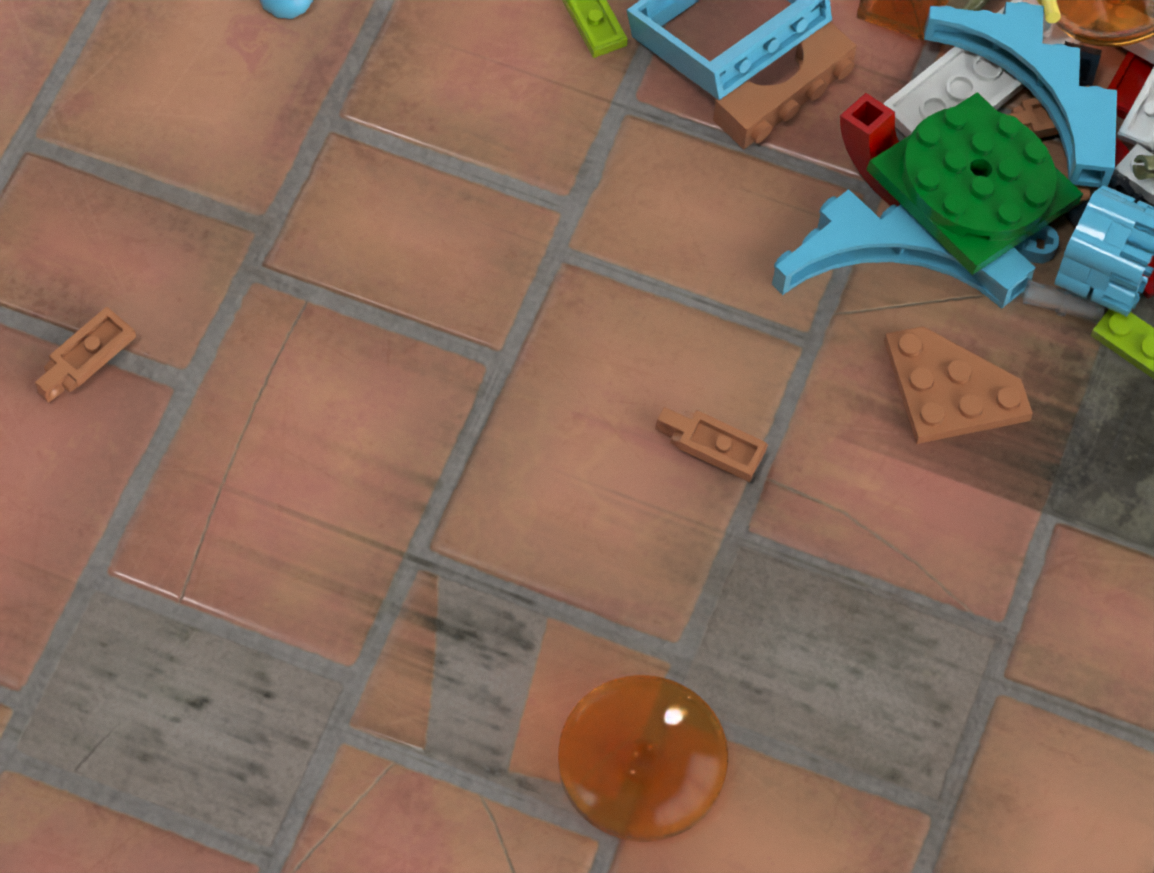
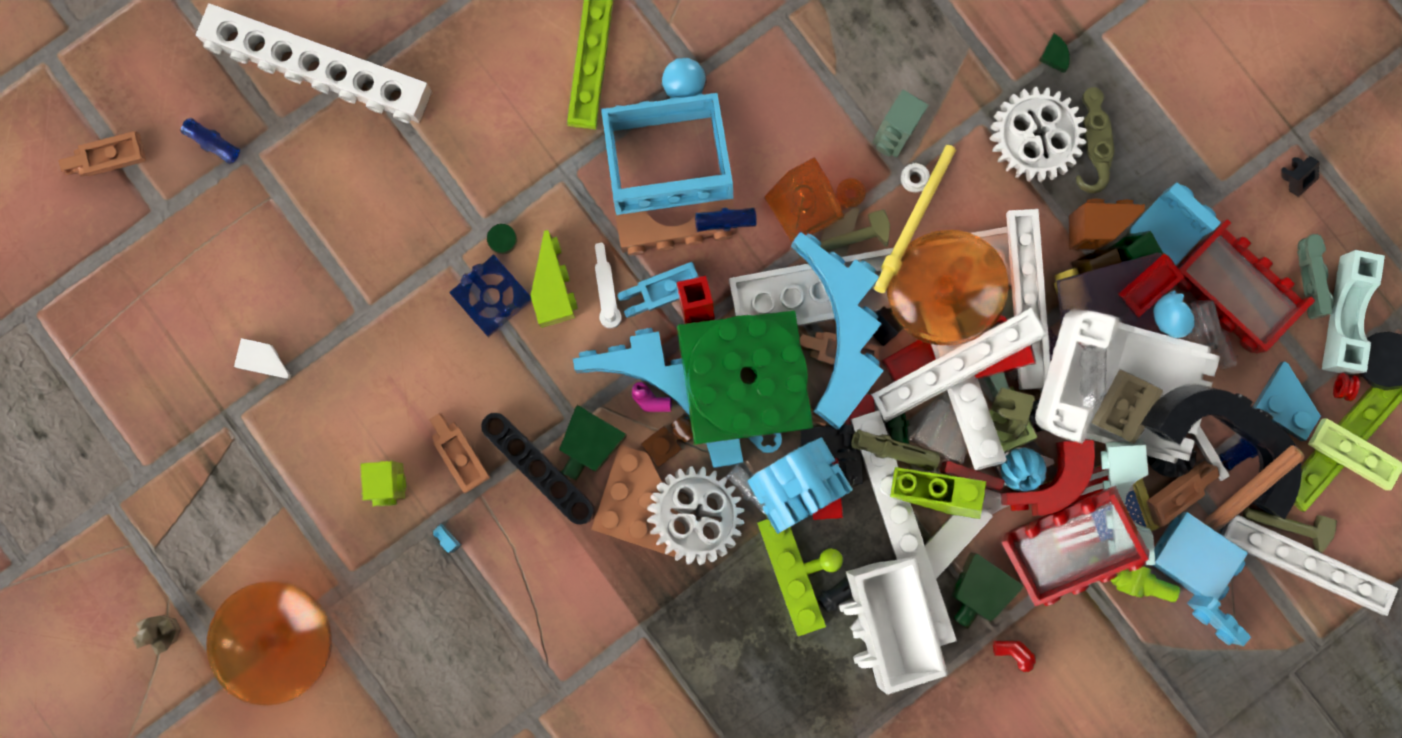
camera: 30 degrees right, 20 degrees up
(171, 275) = (210, 140): none -> clear blue pin
(252, 124) = (220, 23): none -> white brick
(415, 470) = (260, 358): none -> white tile
(499, 824) = (158, 631): none -> dark tan rock
(603, 202) = (502, 239): none -> dark green tile
(647, 296) = (462, 290): none -> clear blue piece
(655, 506) = (383, 482): none -> lime brick
(698, 221) = (549, 292): none -> lime slope
(763, 537) = (446, 539): none -> medium azure tile
(772, 208) = (609, 316): none -> white piece
(813, 159) = (658, 289): none -> medium azure hinge
(834, 398) = (525, 461): none -> black beam
(841, 39) = (725, 219): none -> clear blue pin
(850, 347) = (588, 442): none -> dark green torso
(881, 276) = (648, 401): none -> dark pink arm
(934, 308) = (663, 445): none -> reddish brown plate
(1023, 354) = (693, 542): none -> white gear

